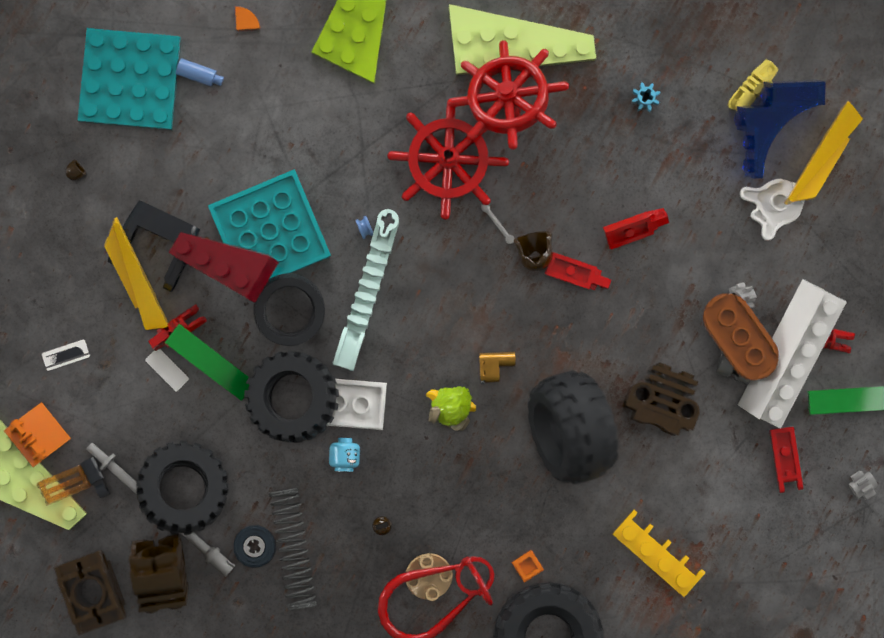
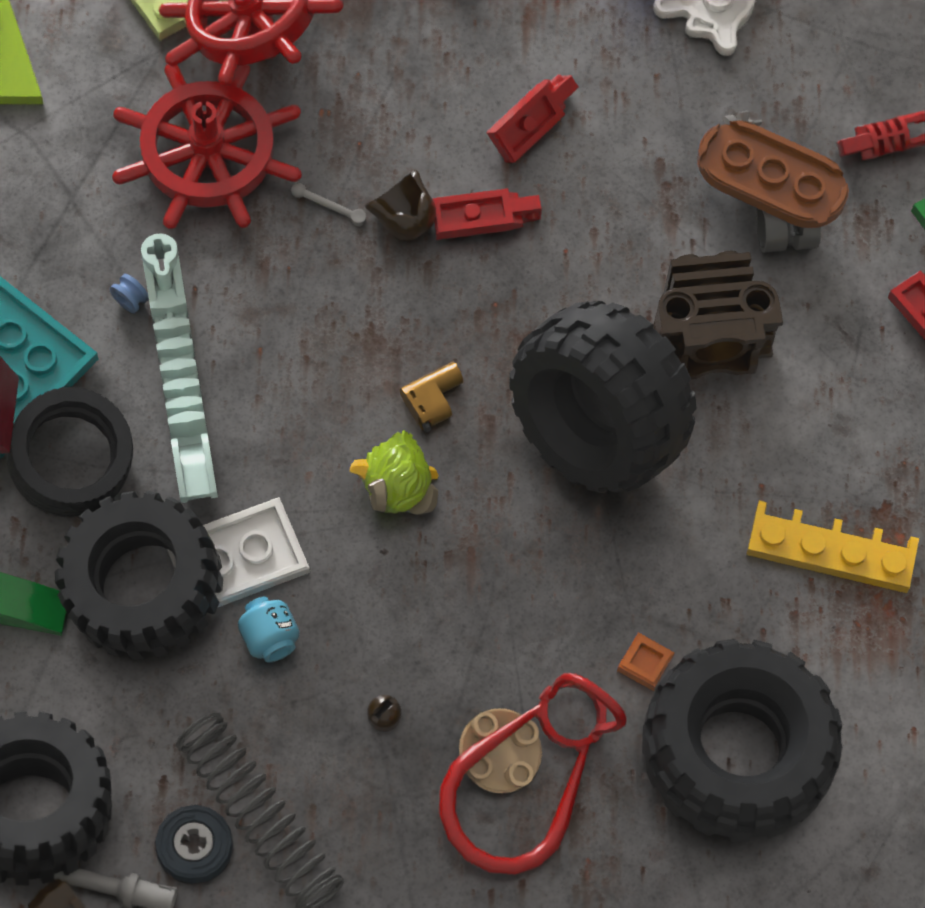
camera: 30 degrees left, 20 degrees down
(799, 343) = (860, 133): white slope -> none

